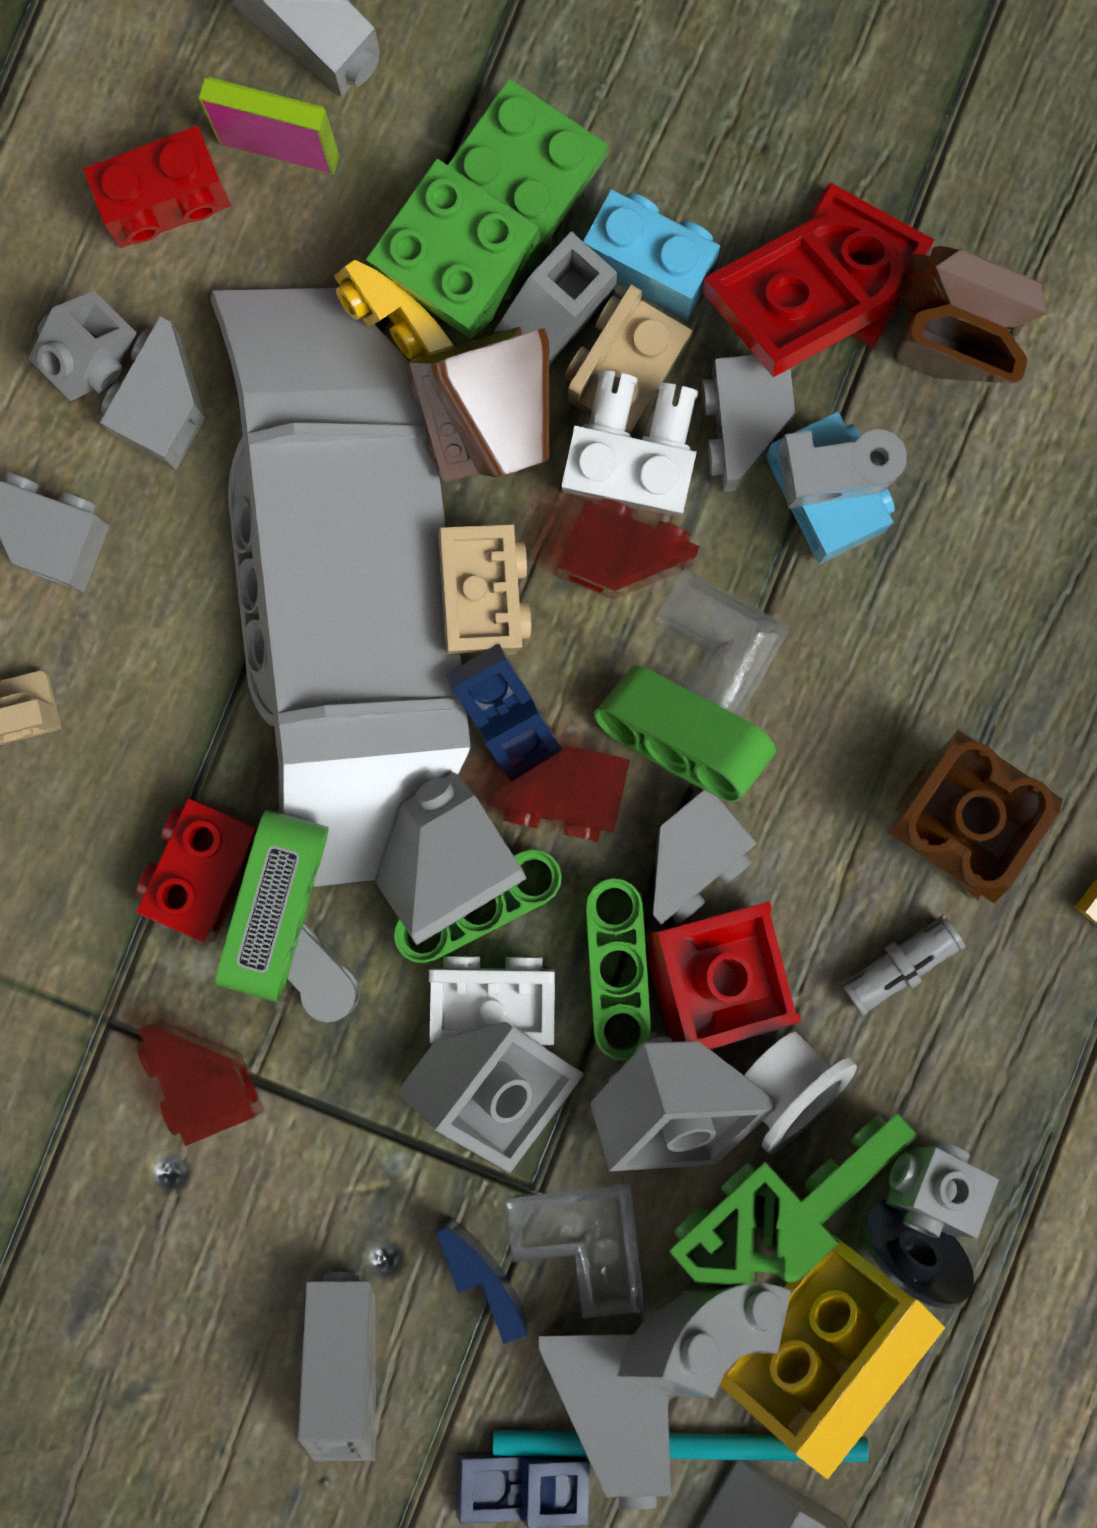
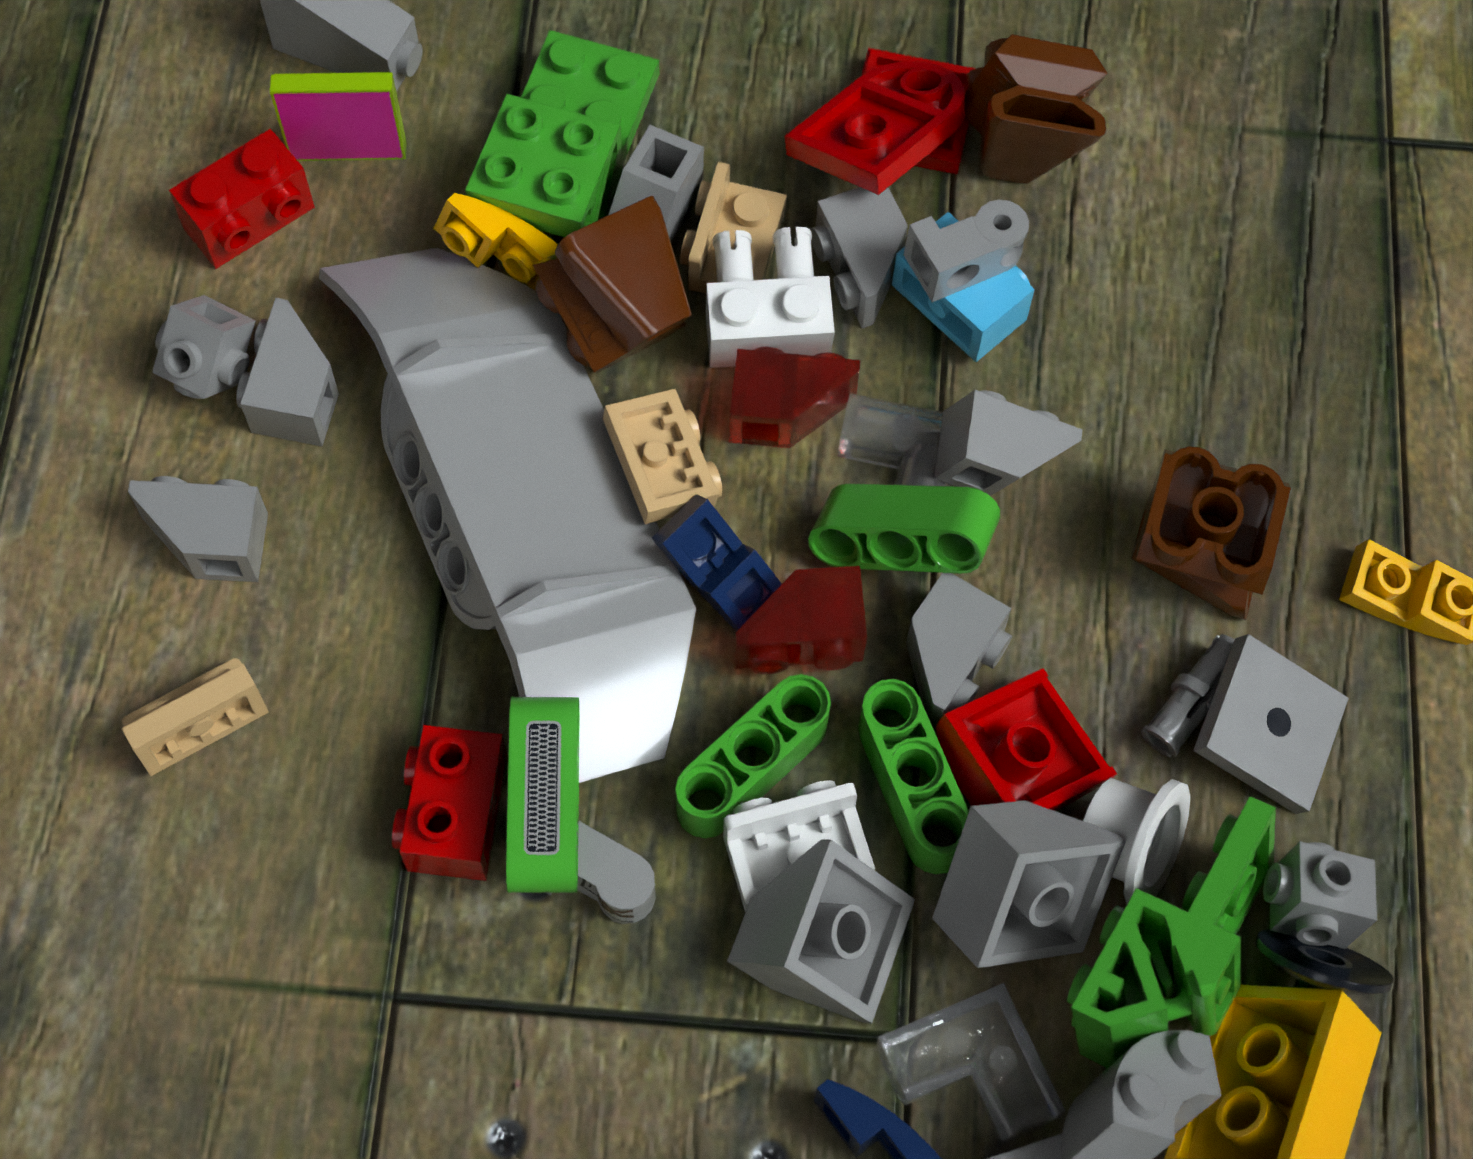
camera: 25 degrees left, 20 degrees down
(202, 1081) = (517, 1016): clear red slope -> none
(443, 858) = (703, 703): light grey slope -> none
(653, 251) = (734, 132): medium azure brick -> none
(801, 674) = (995, 442): none -> light grey slope
(959, 1017) = (1271, 724): none -> light grey tile

